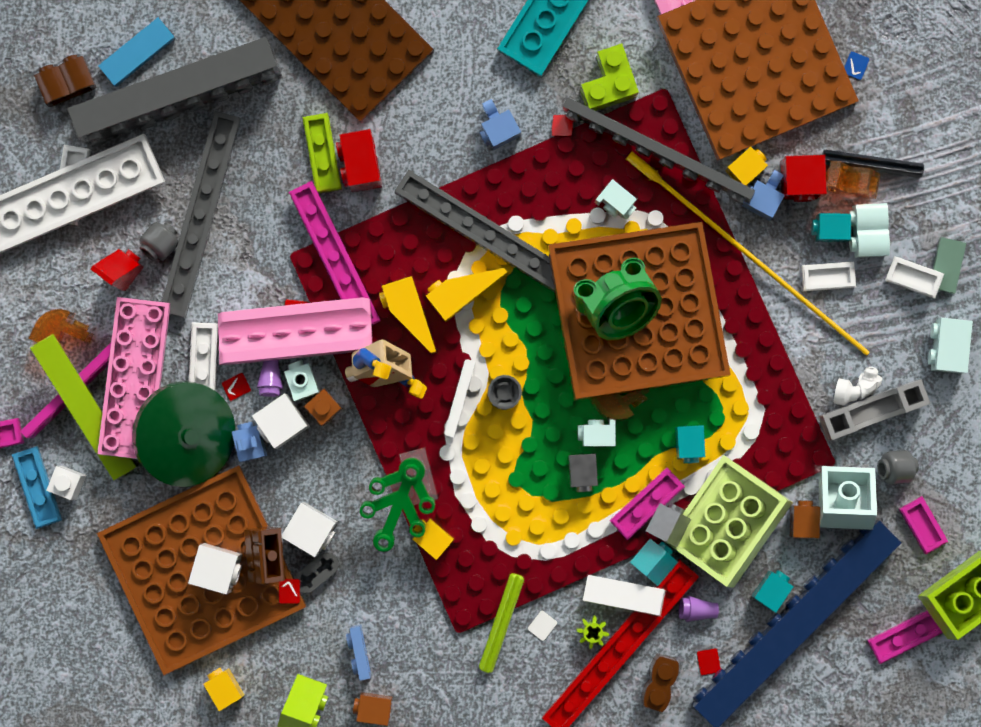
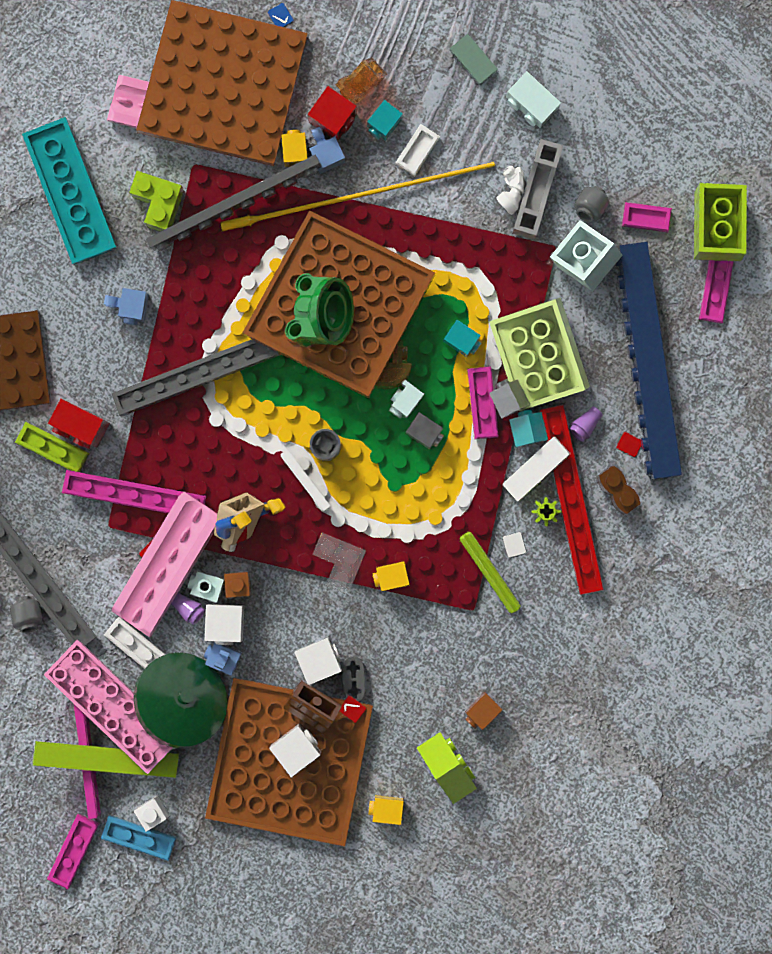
camera: 55 degrees left, 0 degrees up
(59, 323) = (31, 731): clear orange brick -> none
(119, 268) = (24, 657): red slope -> none
(236, 386) = (174, 637): red sticker -> none
(356, 641) = (443, 696): medium blue plate -> none
(399, 501) = (346, 579): green plant -> none
(406, 307) = (210, 470): yellow slope -> none
(459, 292) = (227, 426): yellow slope -> none
(561, 126) = (163, 259): red sticker -> none
(617, 200) = (248, 260): light aqua brick -> none
(773, 590) = (612, 359): teal brick -> none
(804, 520) = (579, 298): dark orange brick -> none
(870, 230) = (407, 95): light aqua brick -> none
(877, 164) = (363, 53): black axle -> none
(914, 277) = (464, 89): white tile -> none

